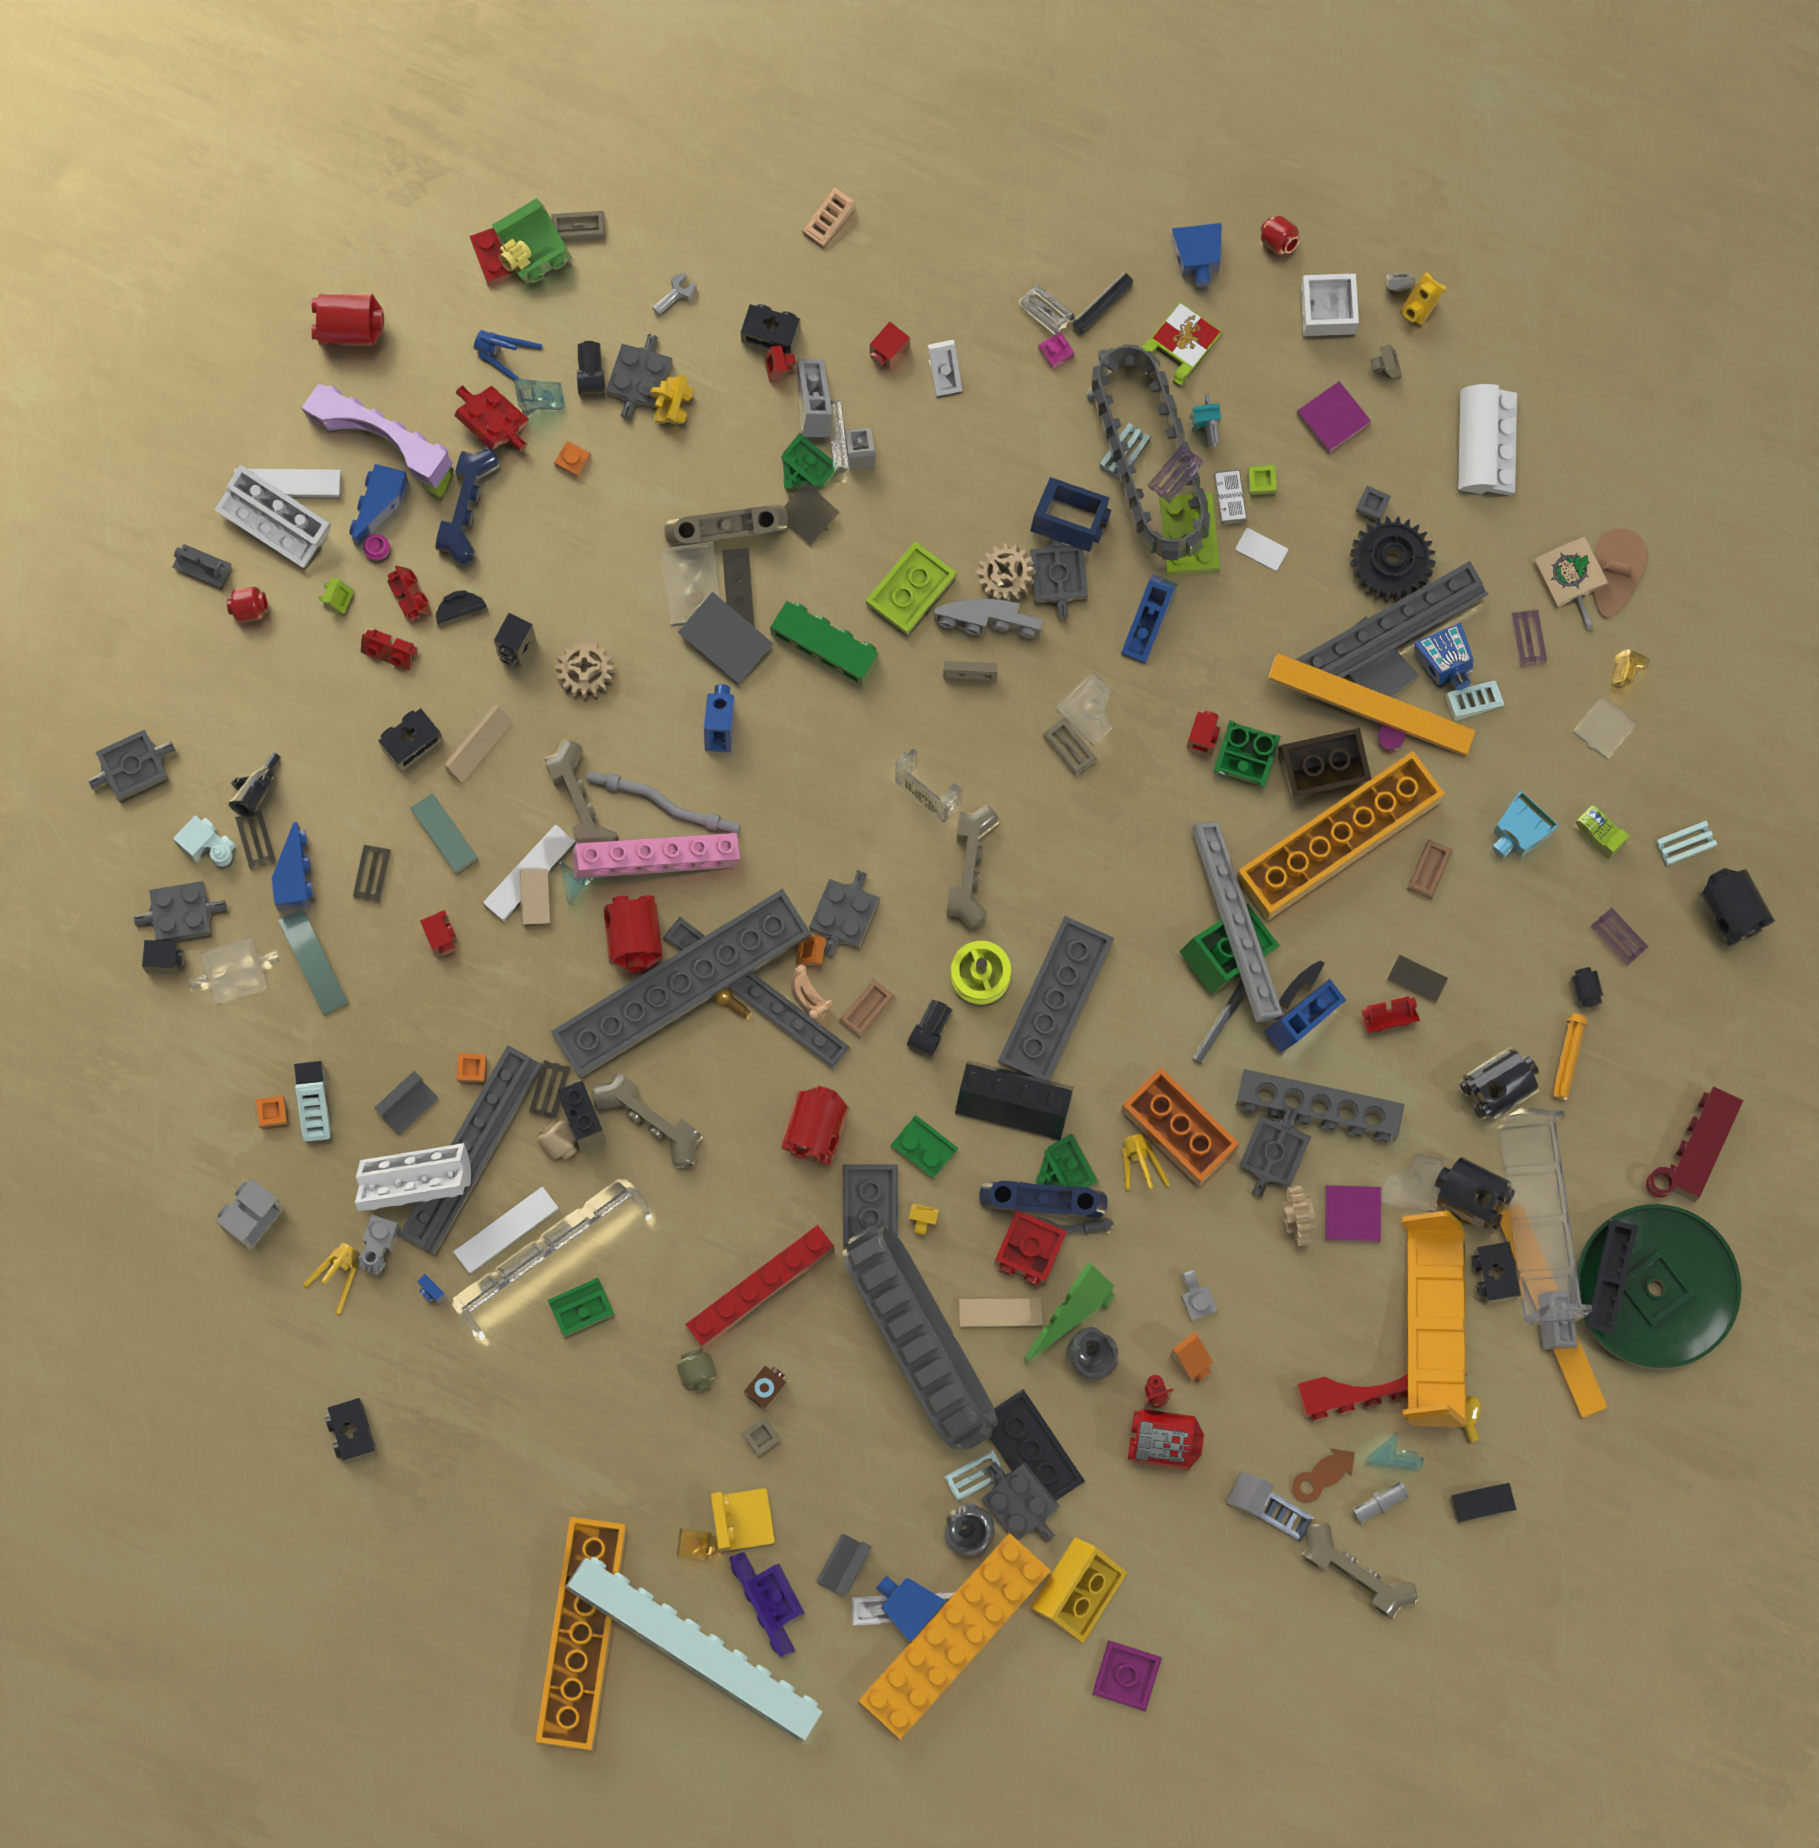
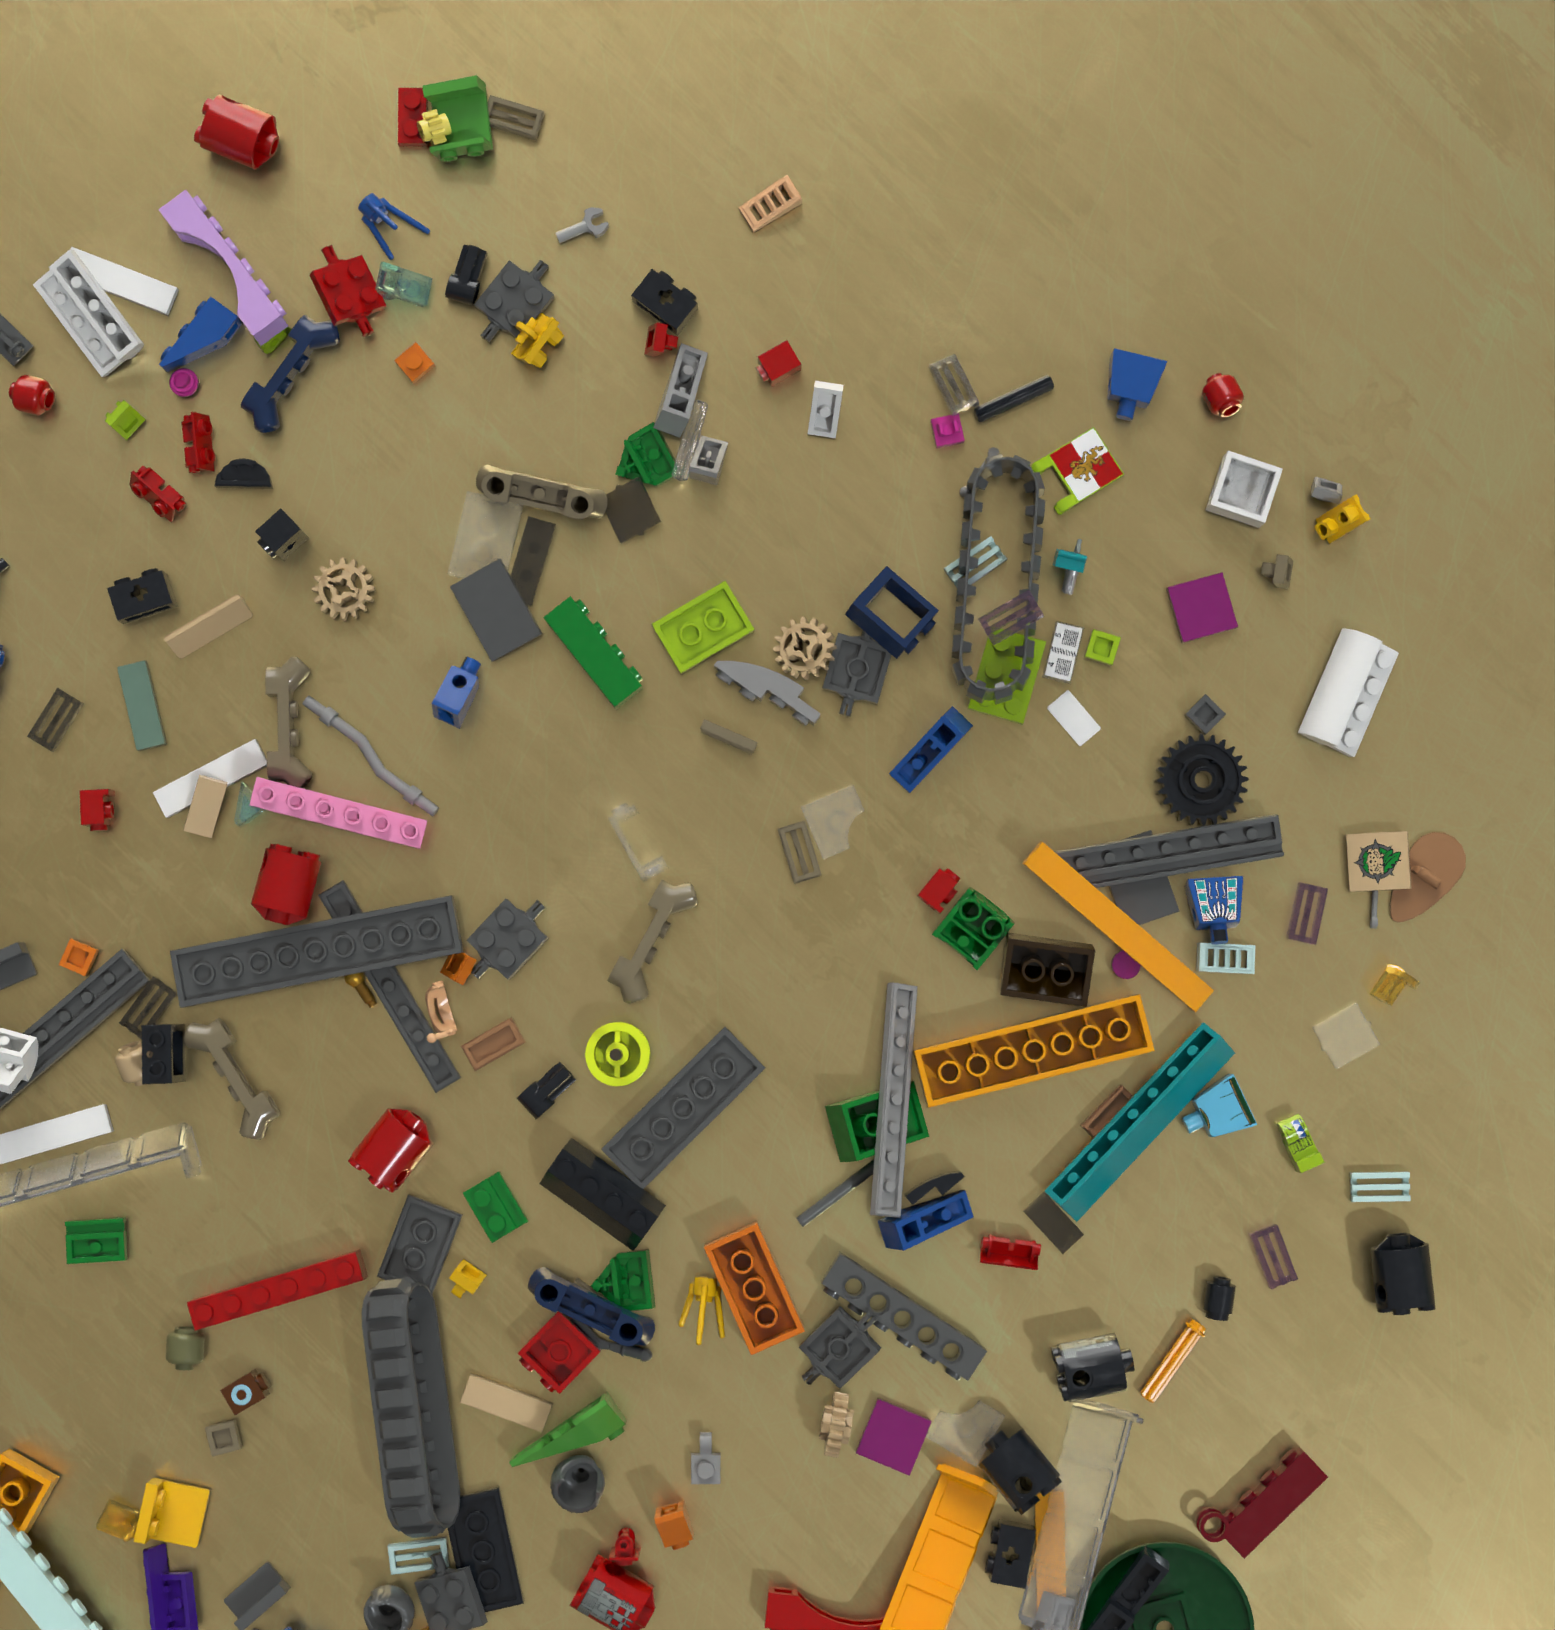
camera: 20 degrees right, 10 degrees up
(1457, 862) = (1140, 1121): none -> teal brick

